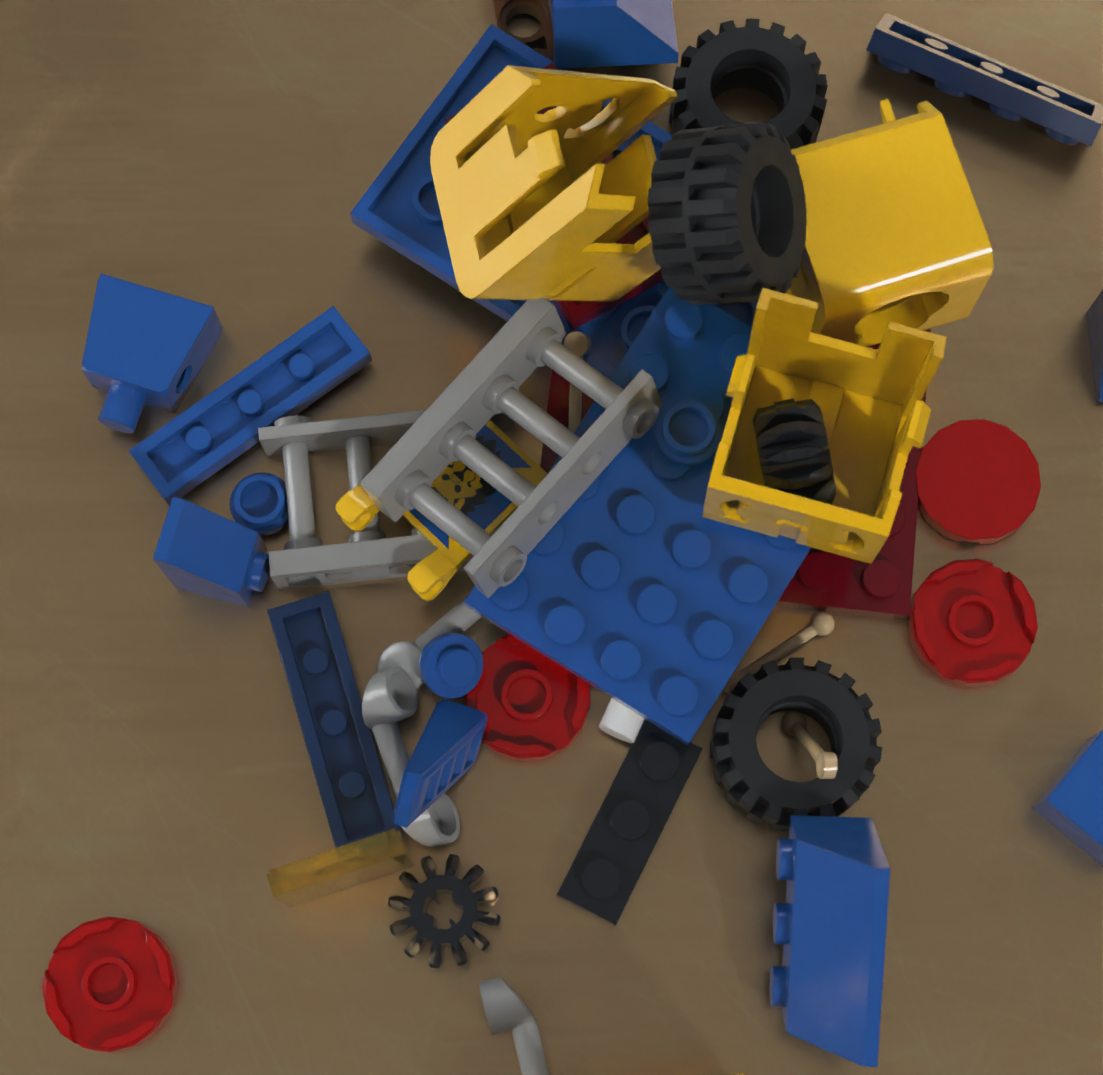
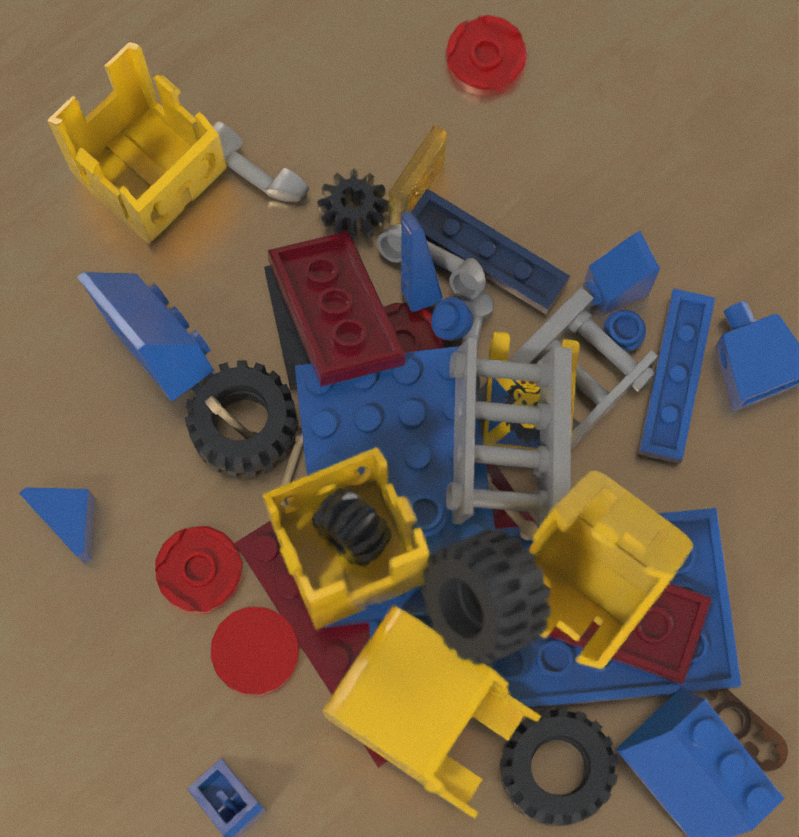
camera: 140 degrees right, 0 degrees up
(581, 779) = (335, 308): none -> dark red tile

